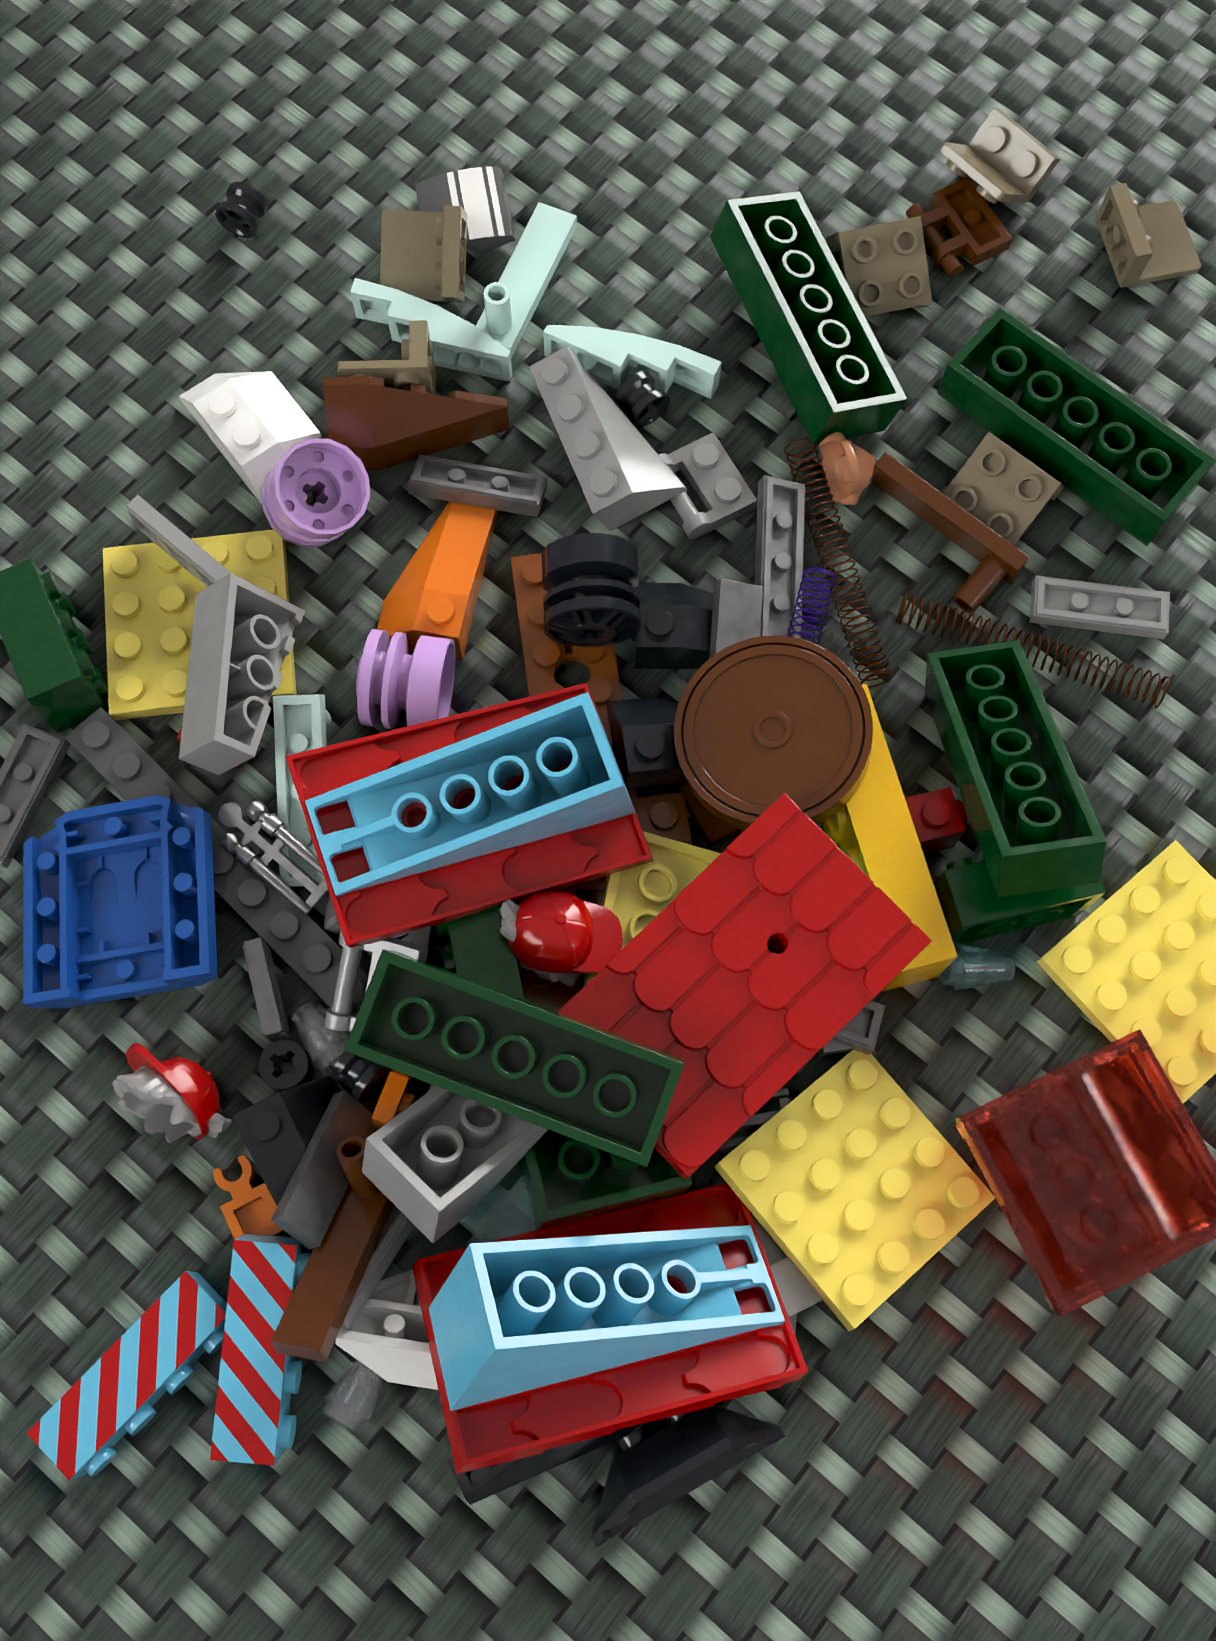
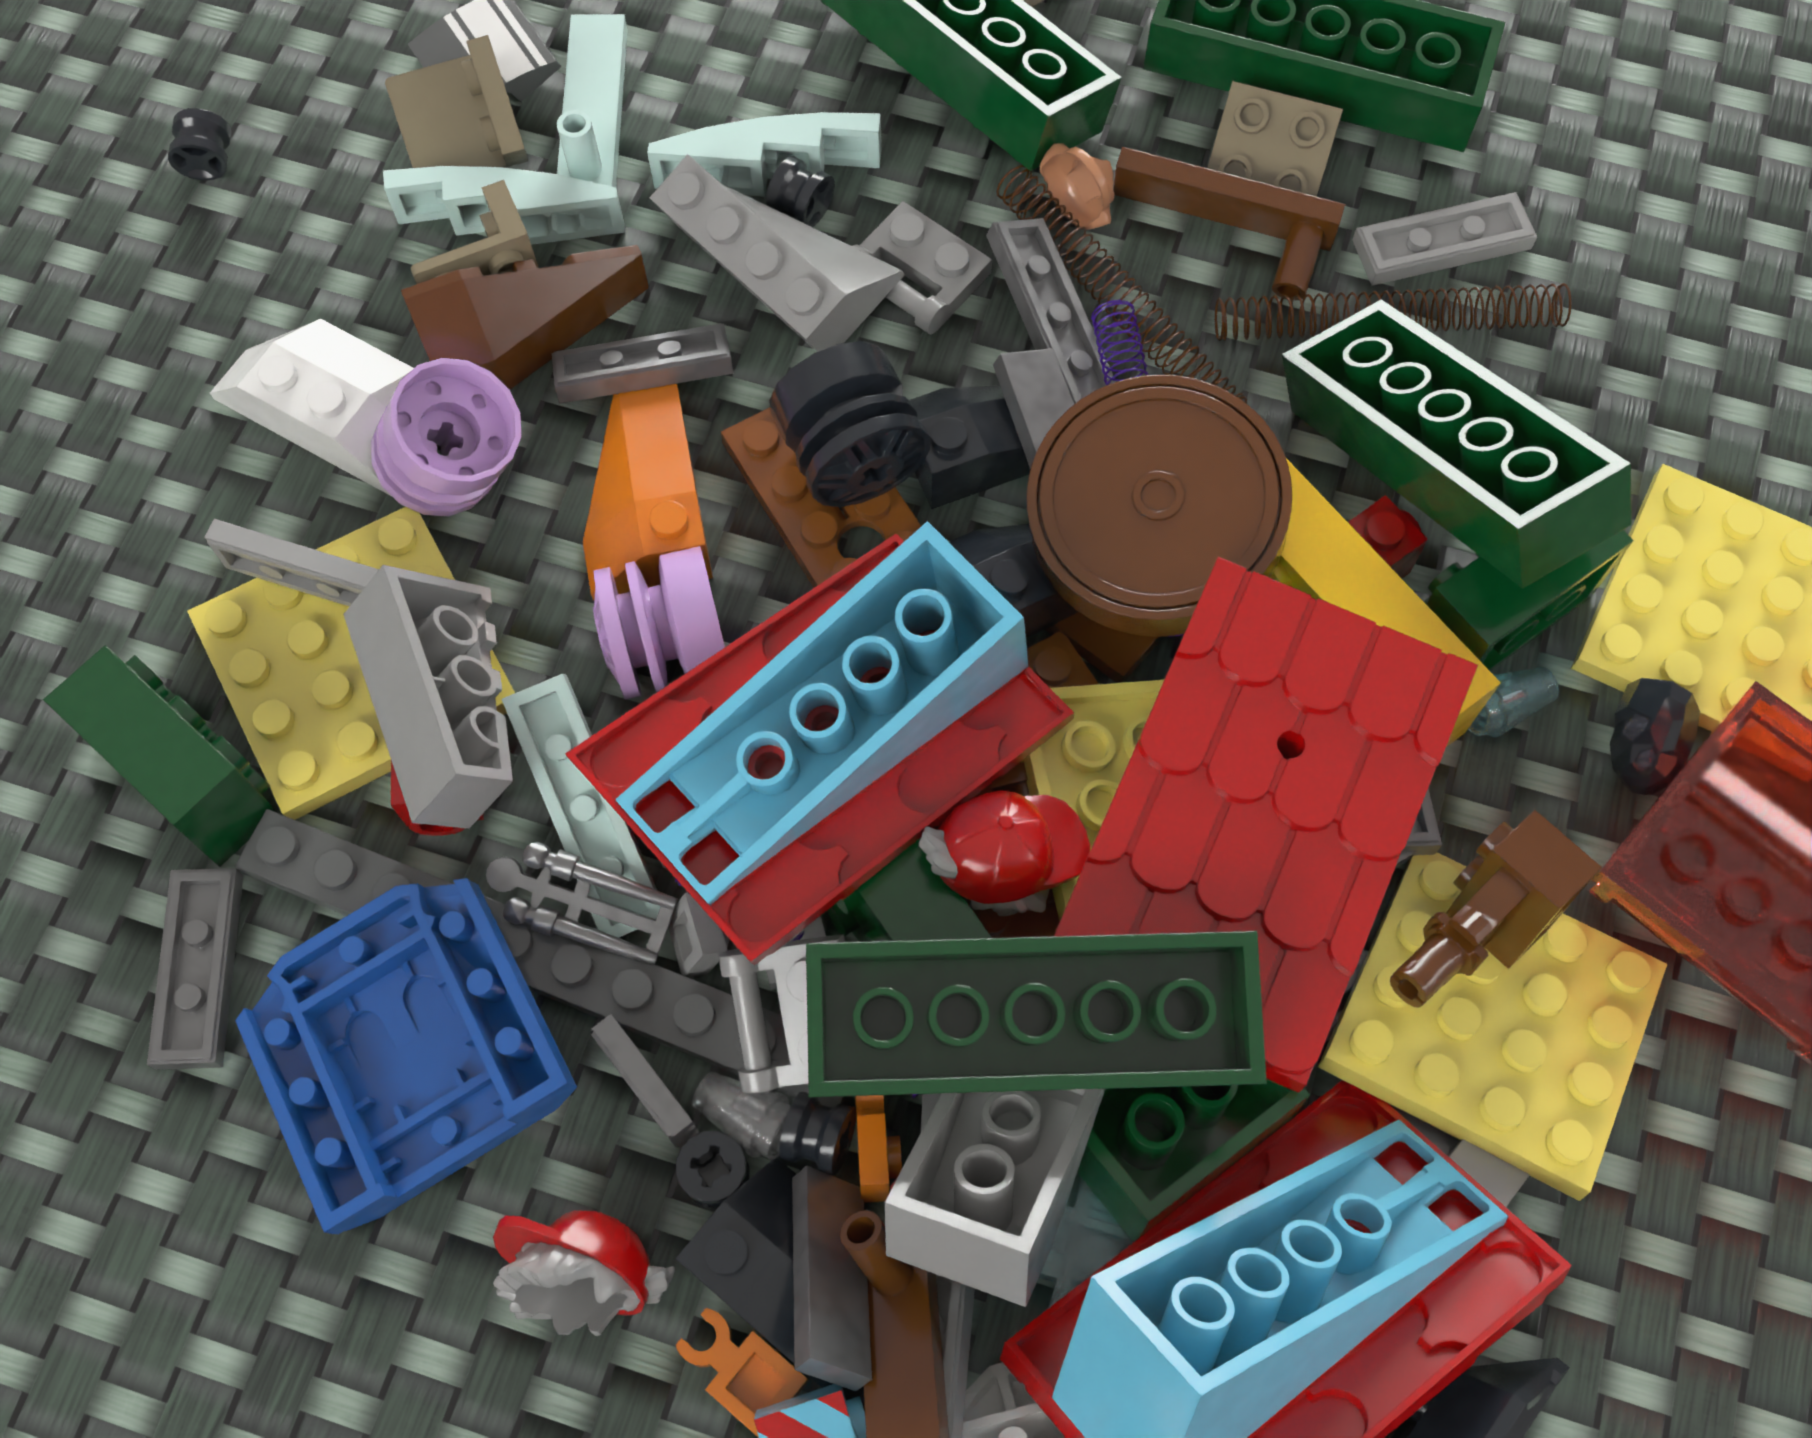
camera: 20 degrees left, 5 degrees down
(894, 1110) = (1504, 905): none -> reddish brown brick
(1064, 1033) = (1653, 734): none -> black rock

